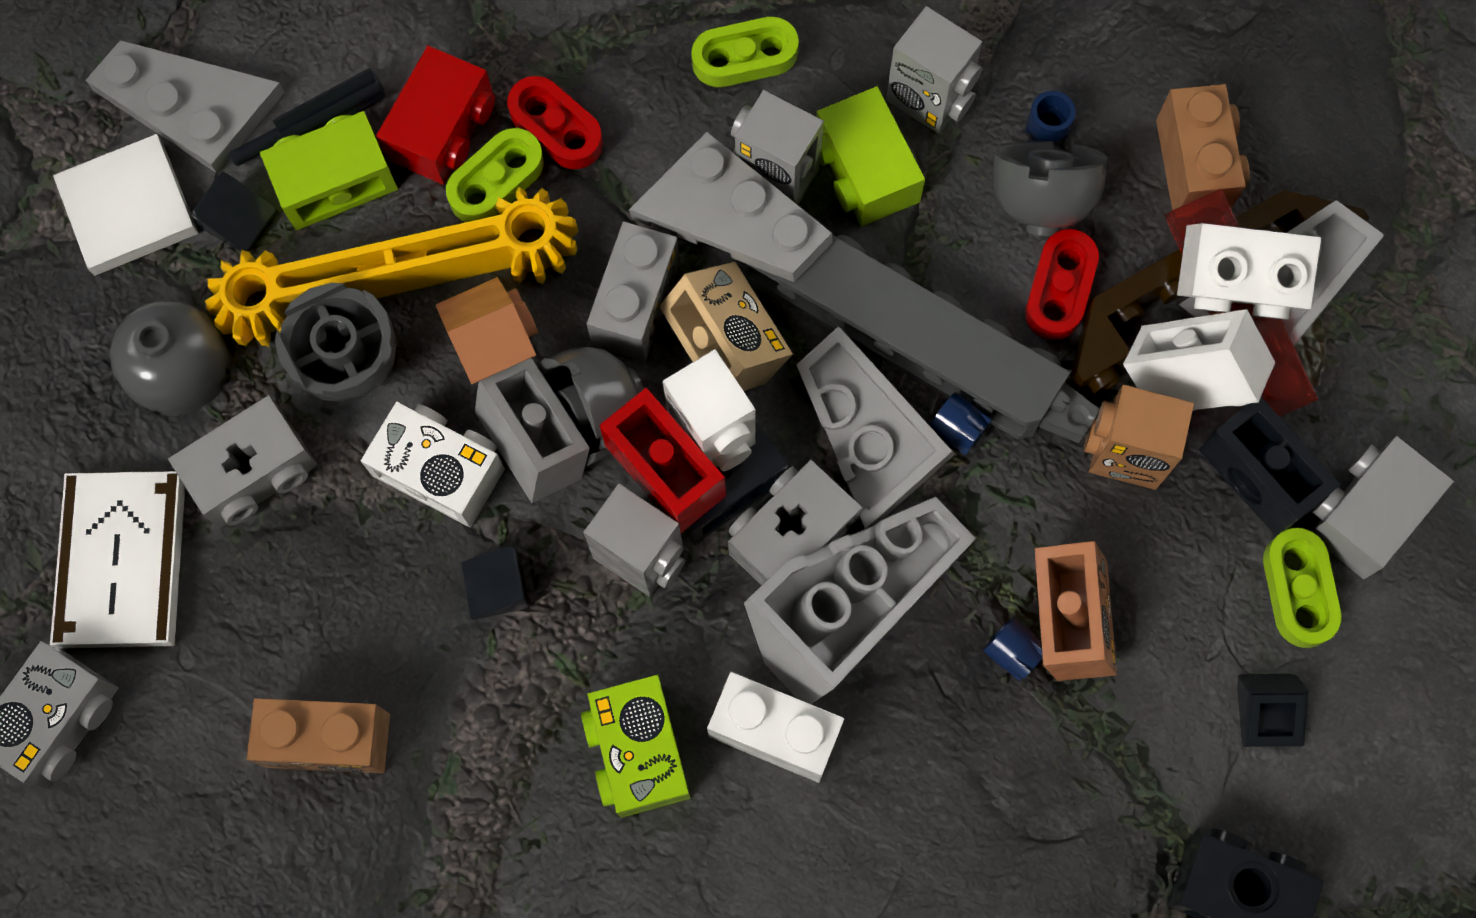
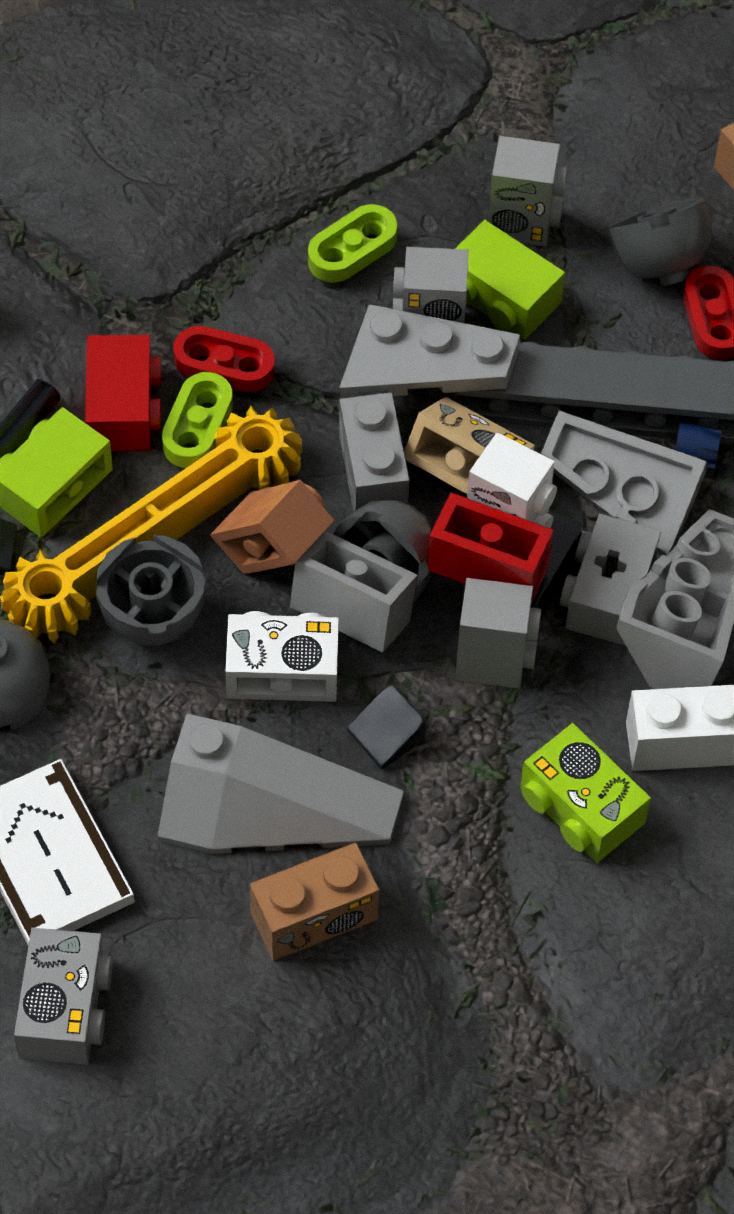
camera: 30 degrees left, 15 degrees down
(214, 468) = (117, 726): light grey brick -> none
(331, 595) = (254, 791): none -> light grey wedge
(1051, 107) = (632, 193): dark blue hose -> none

